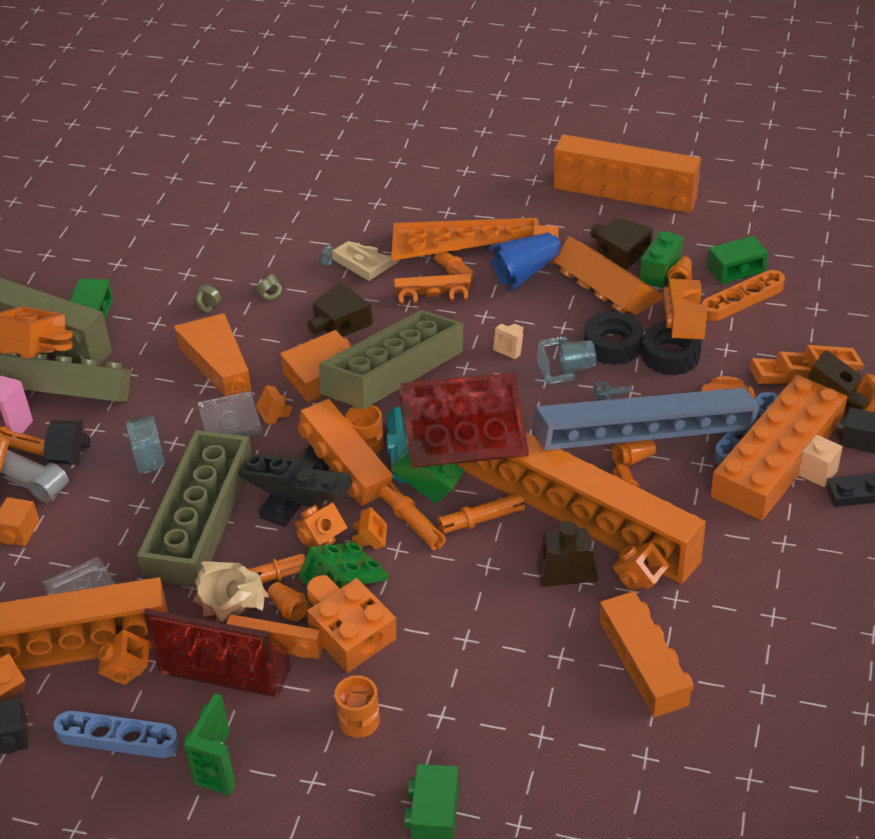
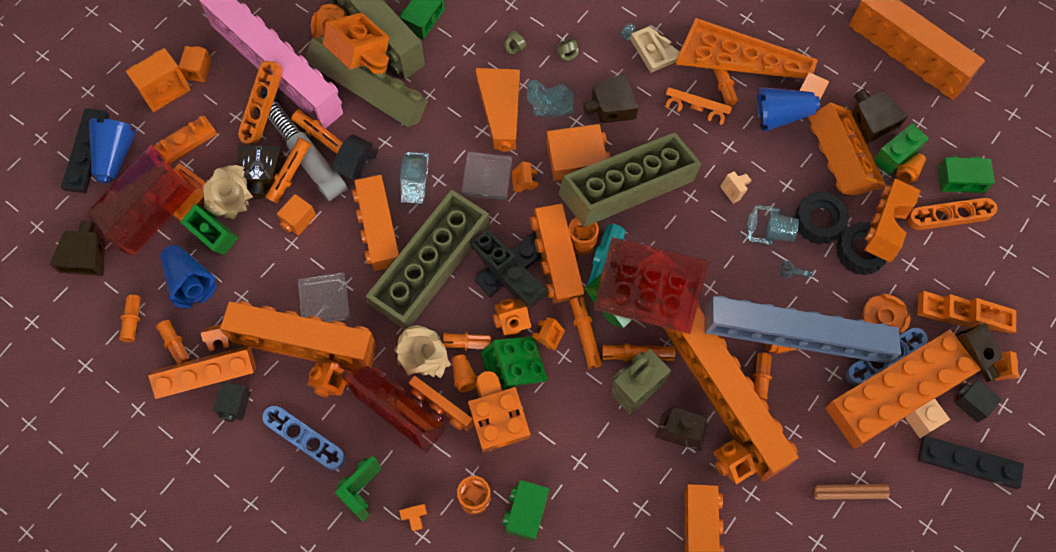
camera: 20 degrees right, 25 degrees up
(116, 495) = (377, 222): none -> orange brick
(271, 334) = (550, 102): none -> clear light blue brick
(292, 756) = (414, 515): none -> orange tile
(429, 701) = (526, 511): none -> green brick
(495, 528) = (639, 381): none -> olive brick
(780, 555) = (854, 491): none -> nougat axle

